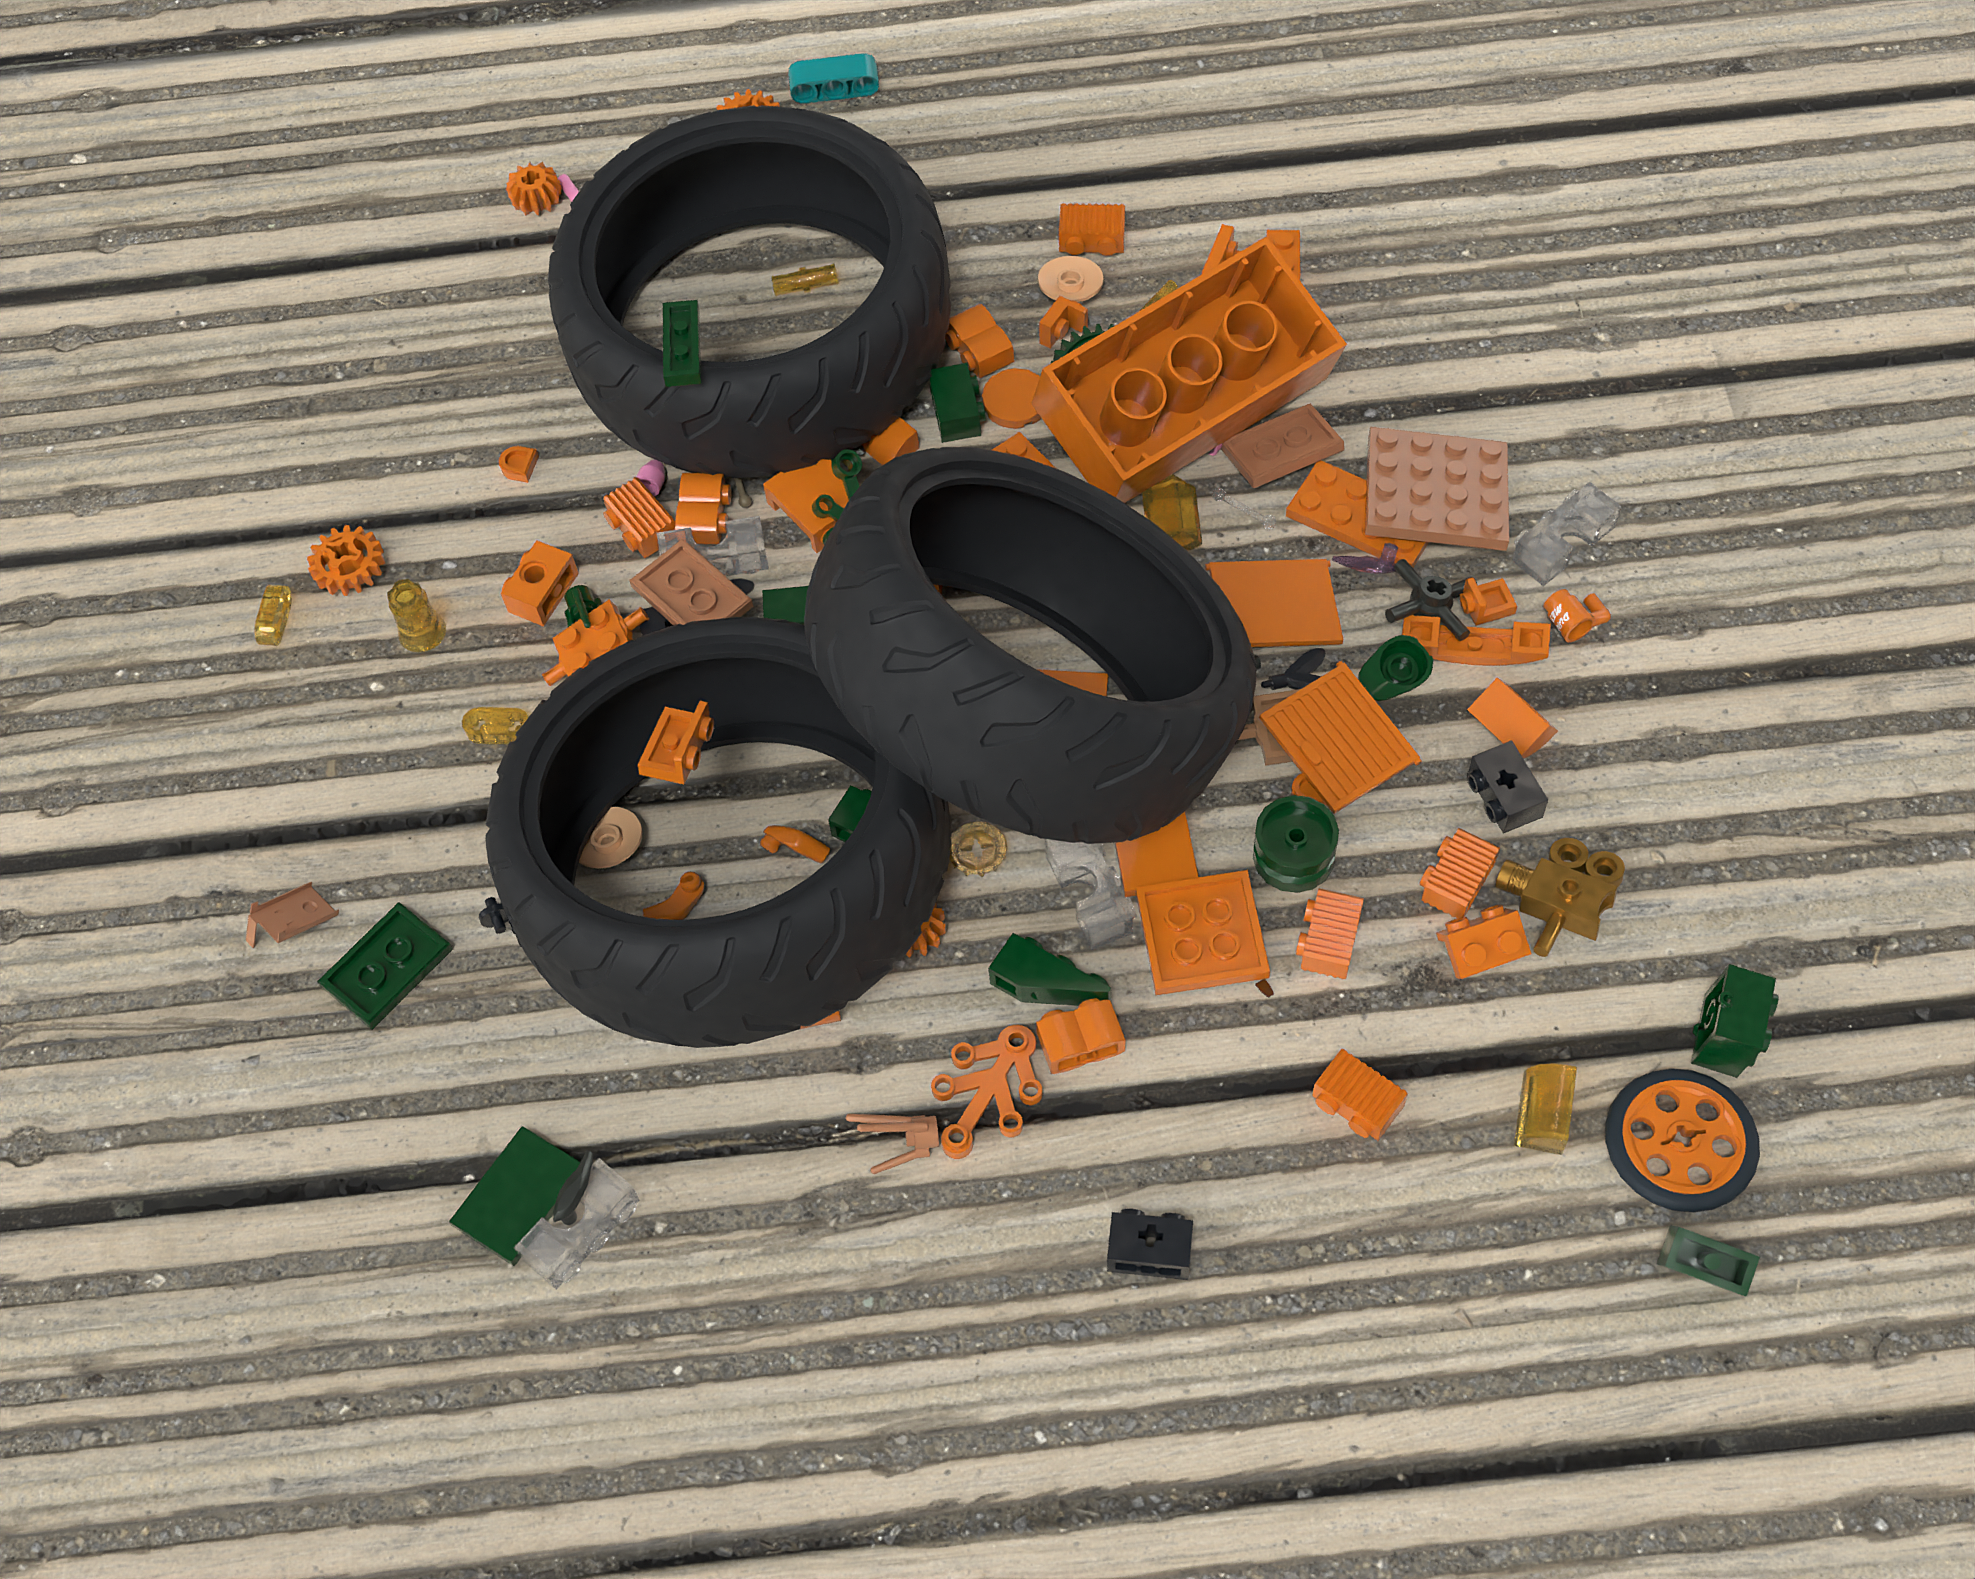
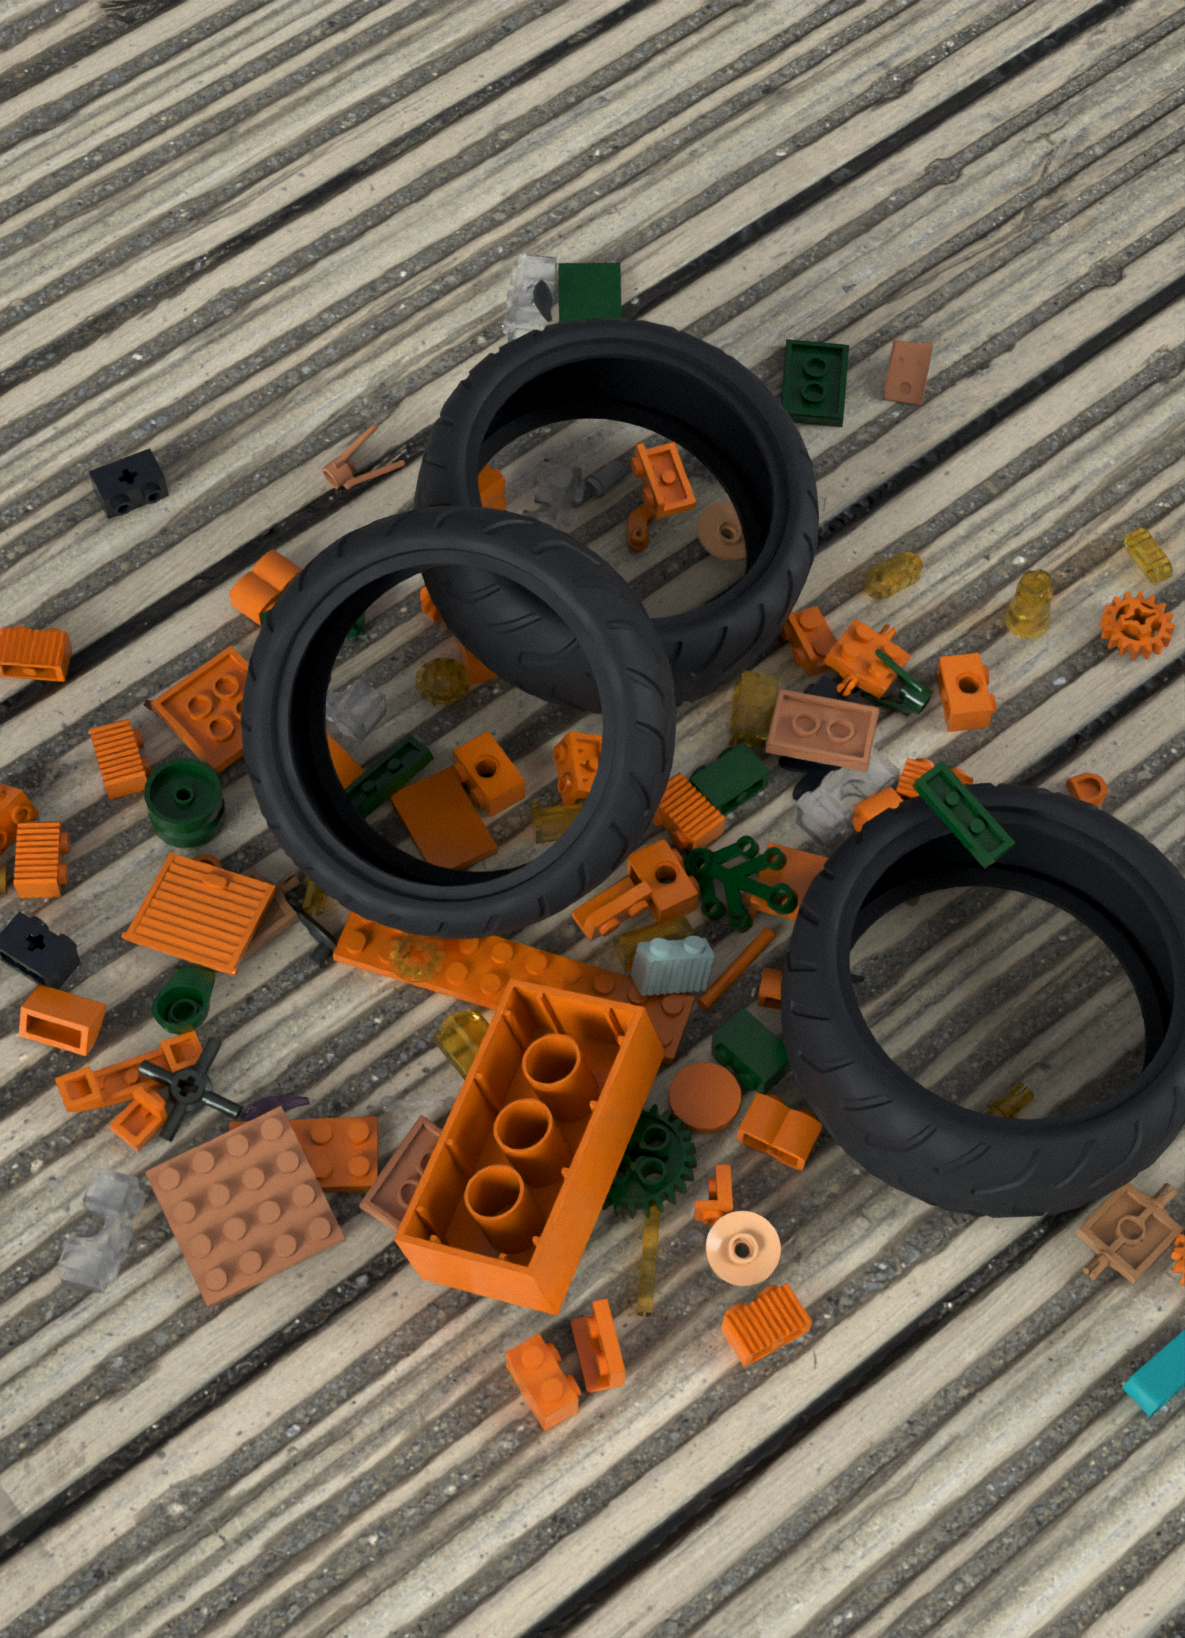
camera: 140 degrees right, 0 degrees up
(989, 1084) = (313, 528): orange plant -> none
(1281, 600) = (331, 1016): orange piece -> none
(1299, 673) = (273, 965): black piece -> none
(1572, 617) = (55, 1145): orange piece -> none

